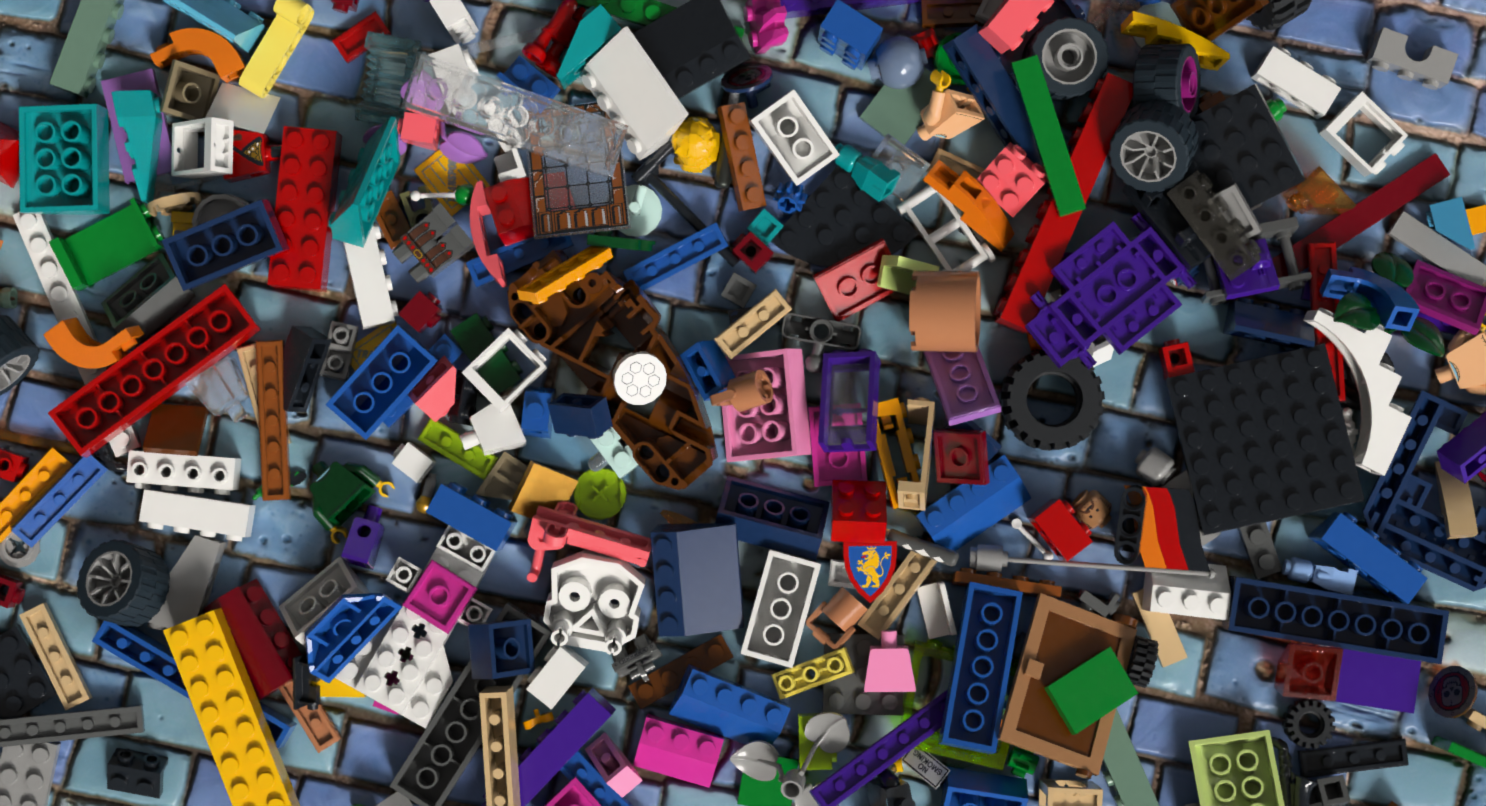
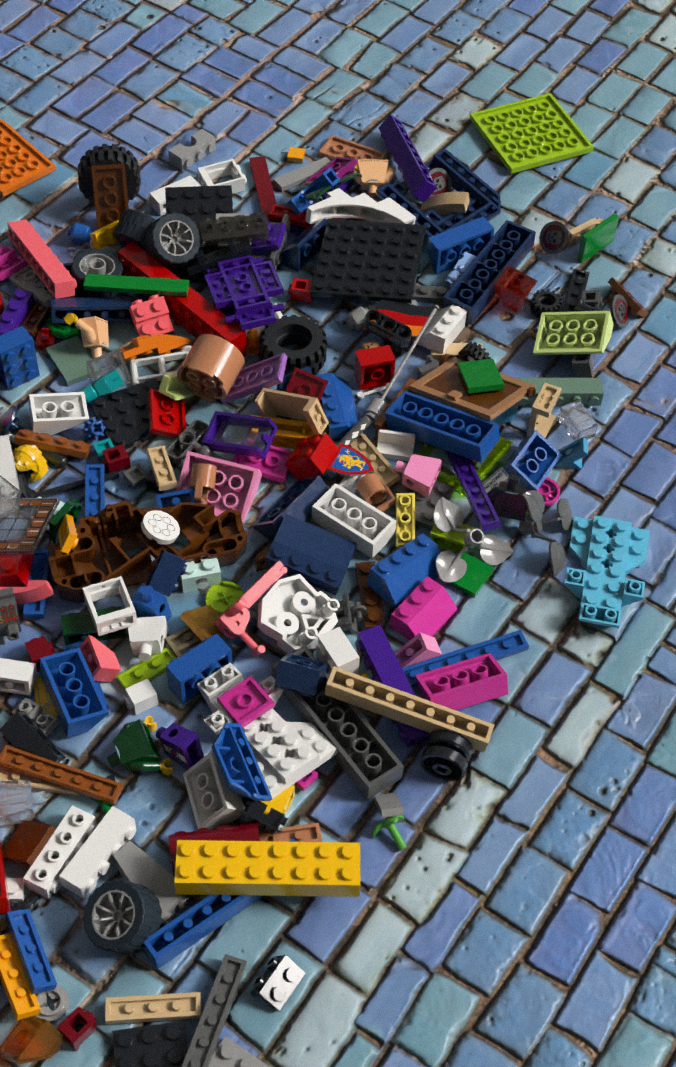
camera: 70 degrees left, 35 degrees down
(426, 498) = (174, 703): piece -> none
(465, 405) = (123, 653): black hinge -> none
(898, 62) = (48, 348): sand blue brick -> none
(1022, 762) = (512, 433): green gear -> none
(1318, 195) = (246, 197): clear orange slope -> none
(1378, 681) = (538, 266): dark purple tile -> none
(1451, 221) = (291, 159): dark azure slope -> none

